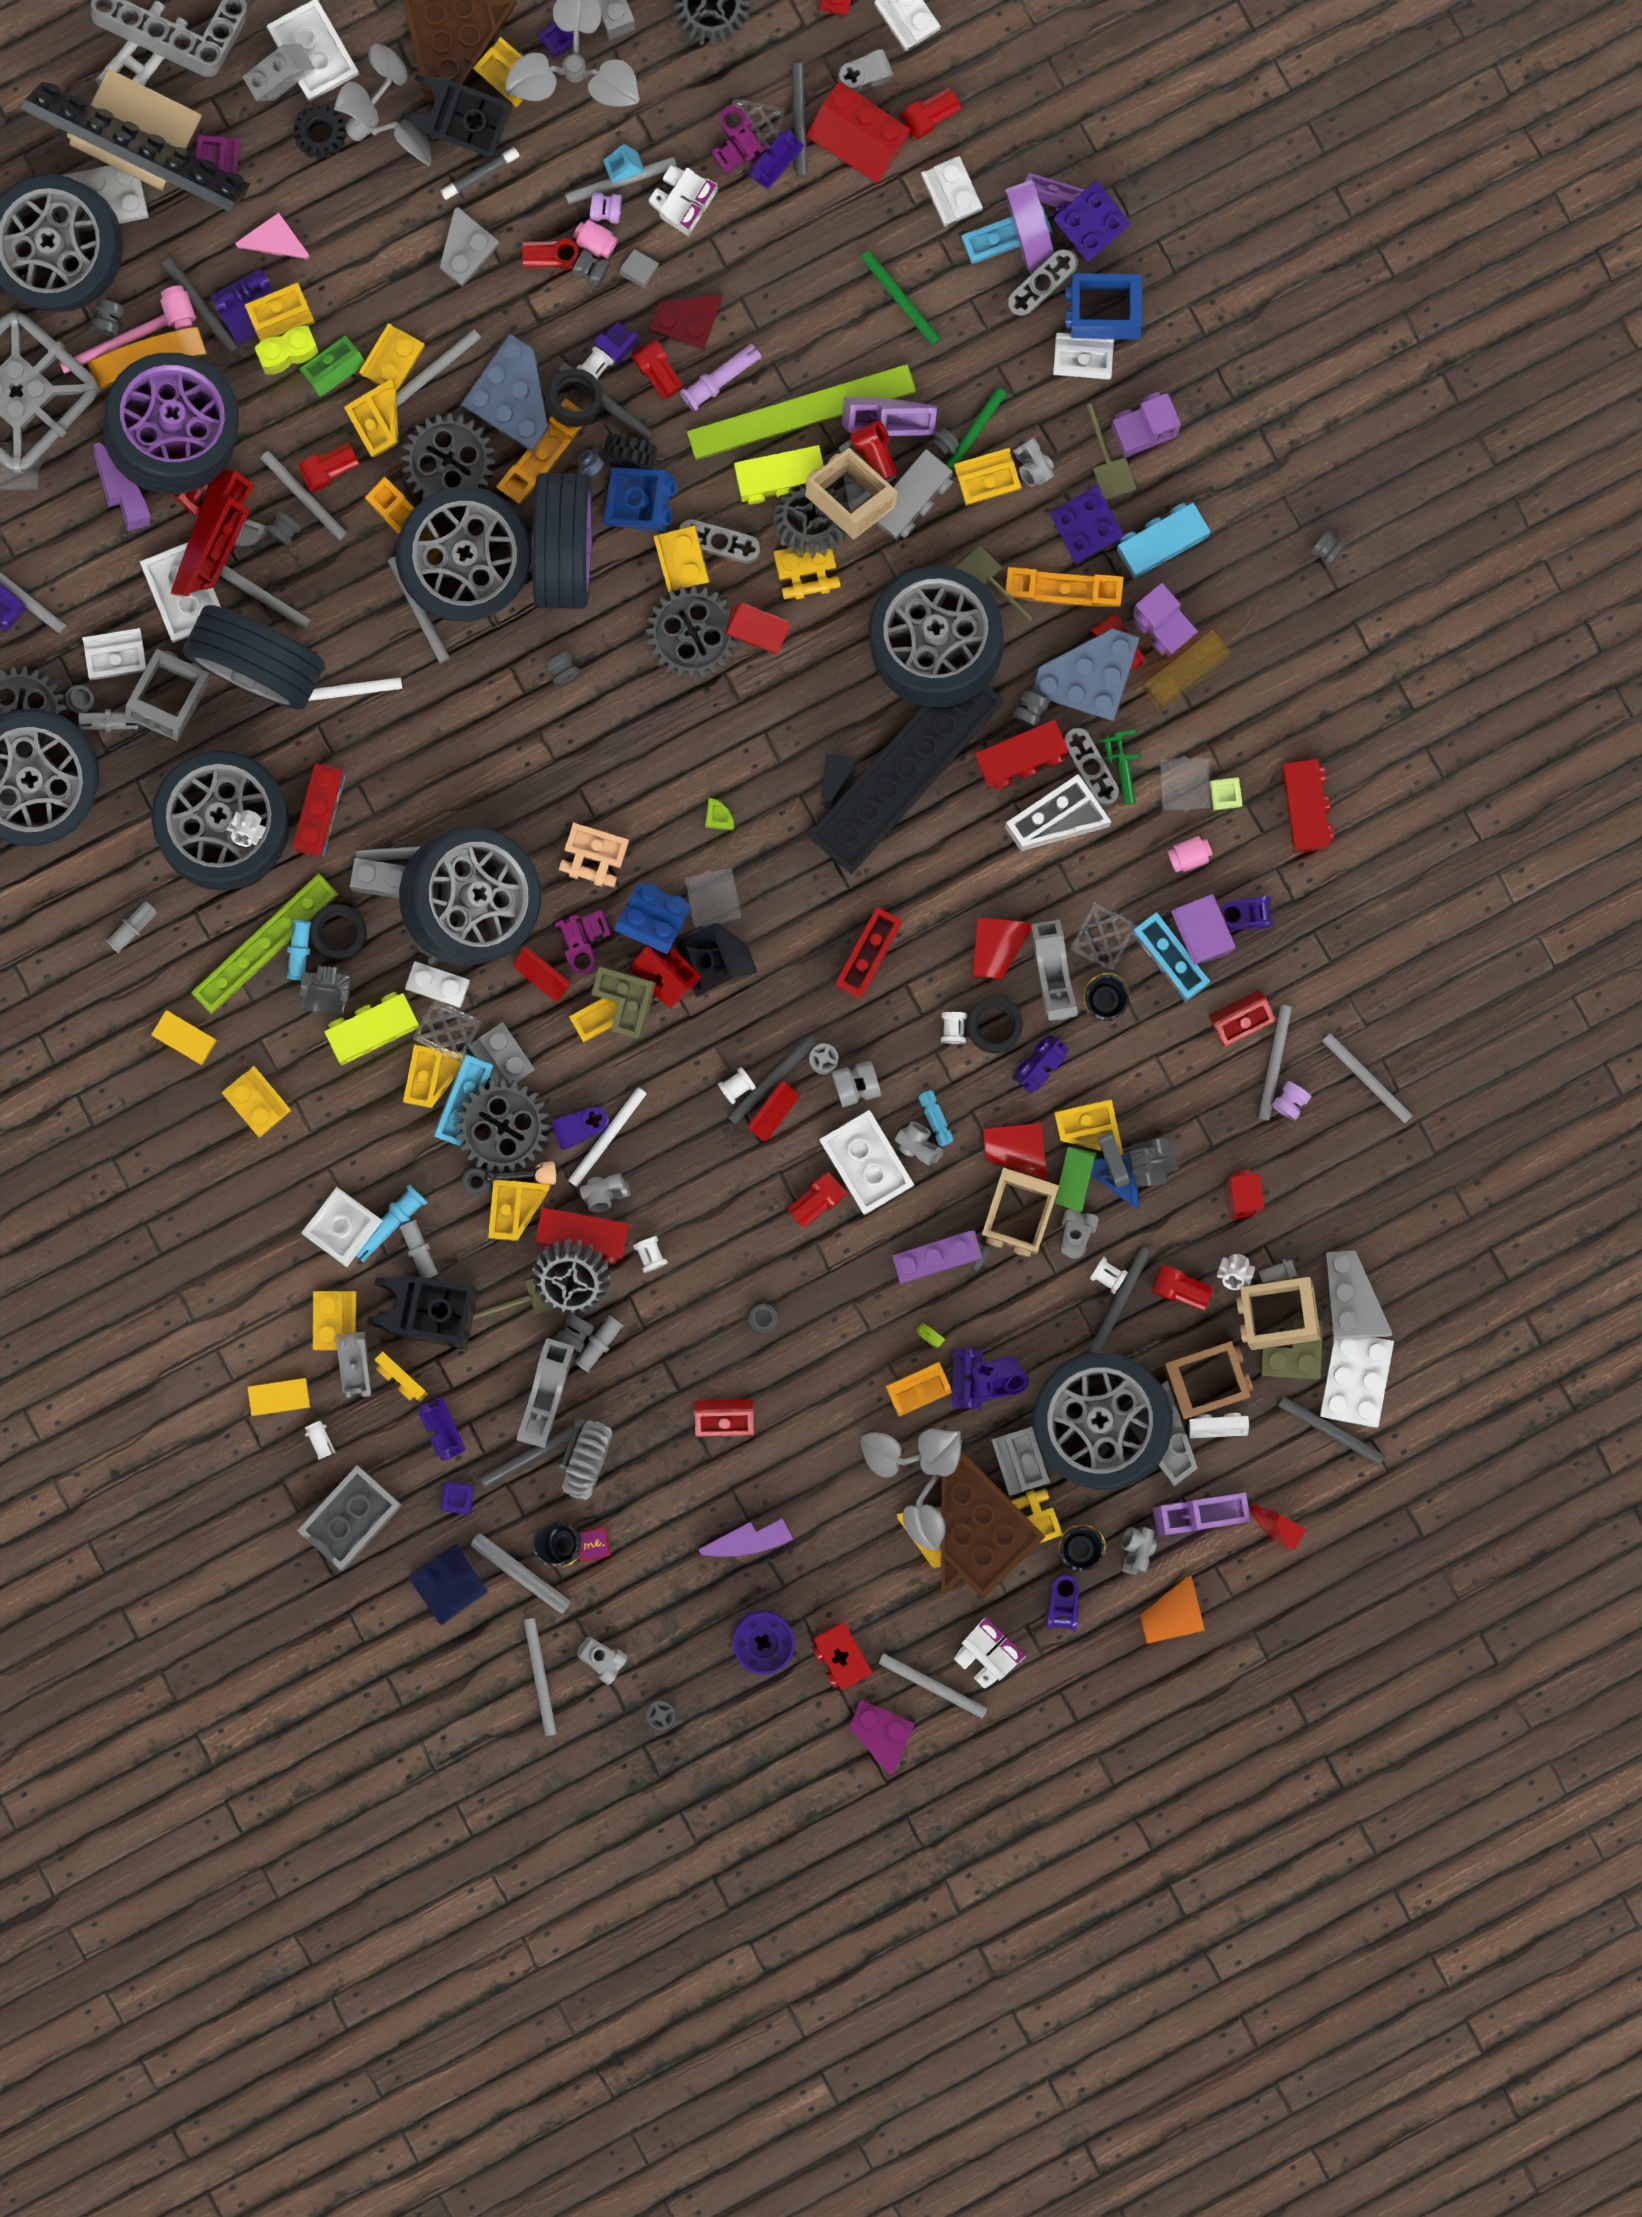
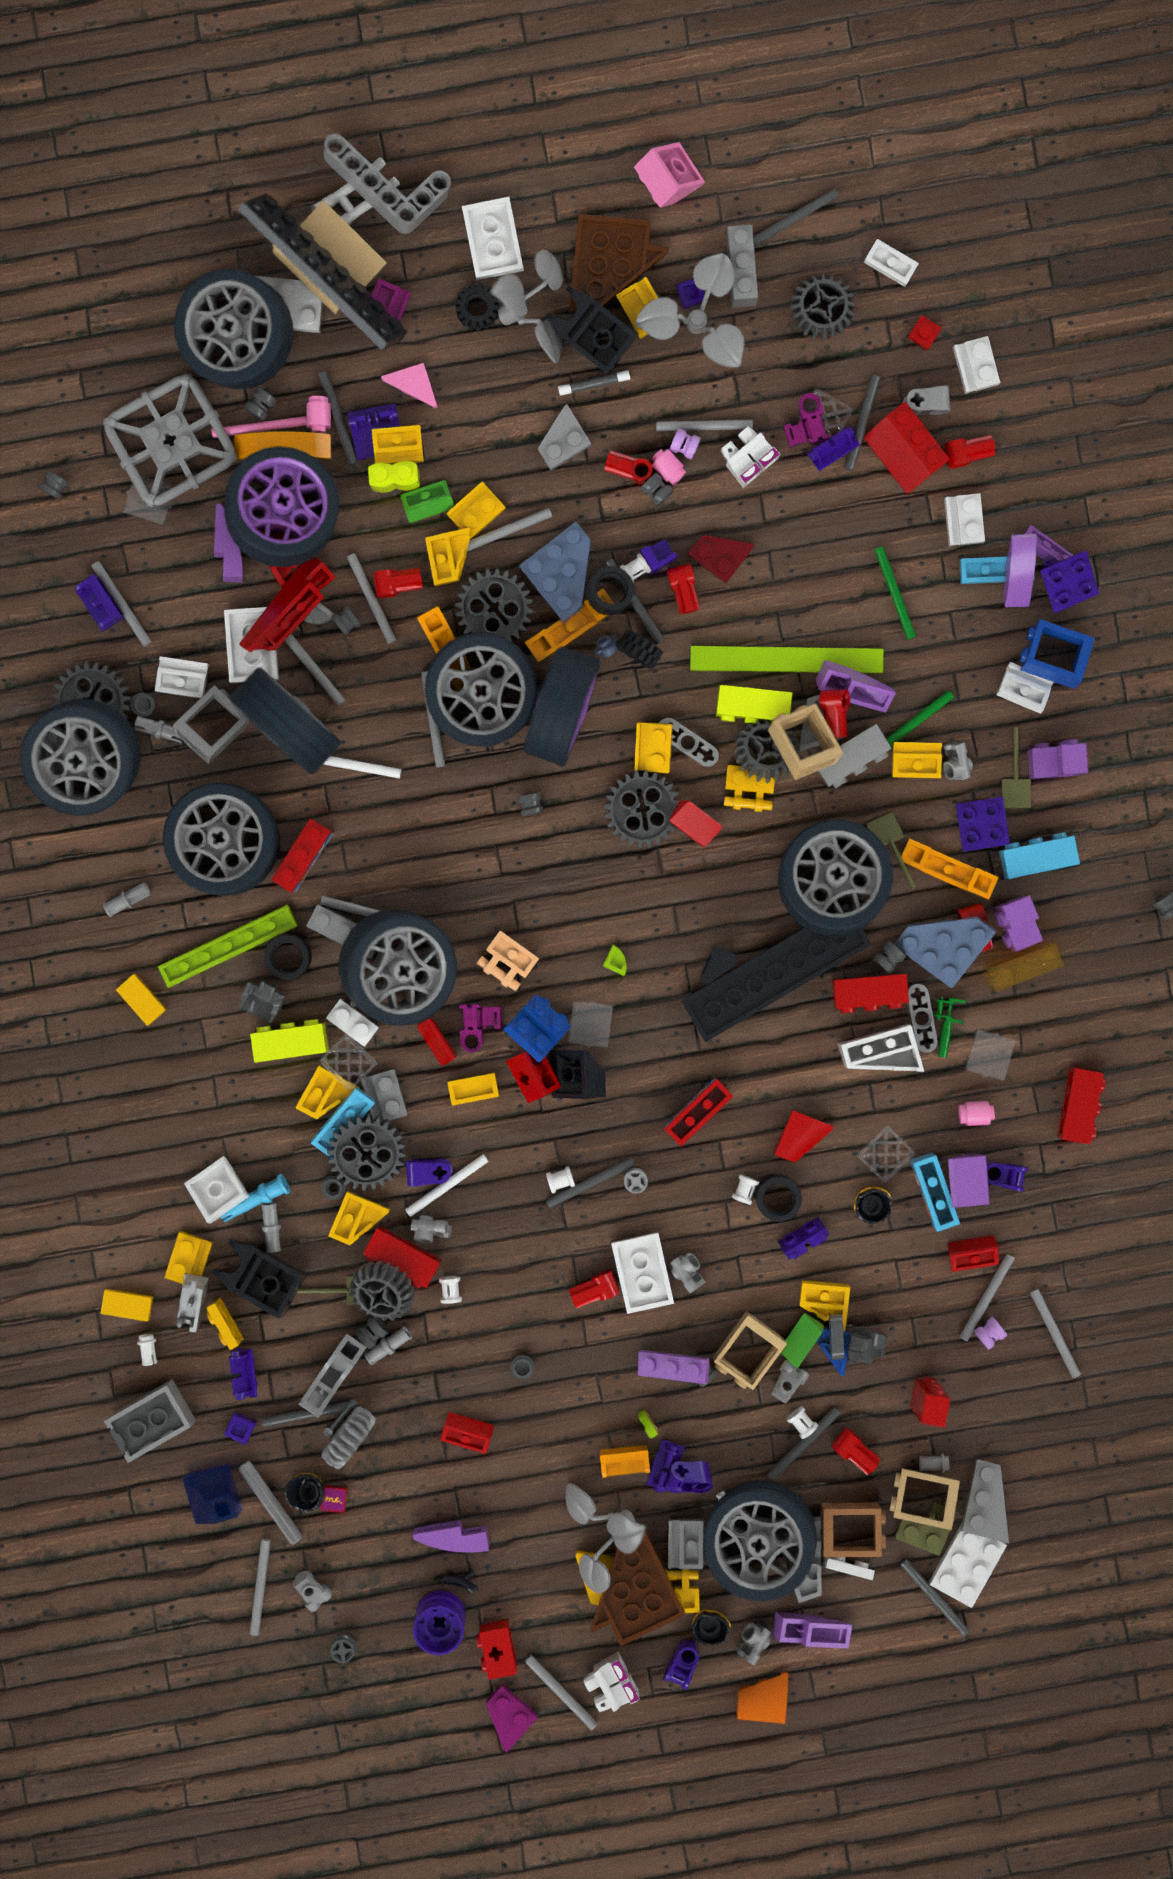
camera: 20 degrees right, 5 degrees up
(246, 828) = (236, 856): white gear -> none
(256, 1101) = (182, 1068): yellow plate -> none
(278, 72) = (458, 247): light grey brick -> none
(298, 949) = (252, 960): medium azure pin -> none
(543, 1173) = (387, 1199): hinge -> none
(623, 164) = (710, 412): medium azure slope -> none
(633, 999) = (501, 1085): olive plate -> none
(638, 268) = (695, 501): light grey slope -> none
(639, 499) = (635, 688): blue plate -> none
(709, 384) = (721, 614): lavender pin -> none
(773, 1111) = (582, 1208): red slope -> none
(774, 1593) = (461, 1581): none -> black bar
(846, 1086) = (646, 1213): light grey wheel -> none
(935, 1118) = (707, 1254): medium azure axle -> none
(945, 442) = (892, 721): dark grey plate -> none
(1017, 1148) = (763, 1299): red slope -> none
(1053, 970) = (838, 1173): light grey arch -> none
(1064, 273) = (994, 619): light grey beam -> none
(1225, 793) = (1020, 1073): yellowish green tile -> none
(1235, 1271) = (902, 1453): white gear -> none
(1278, 1527) = (874, 1671): red slope -> none

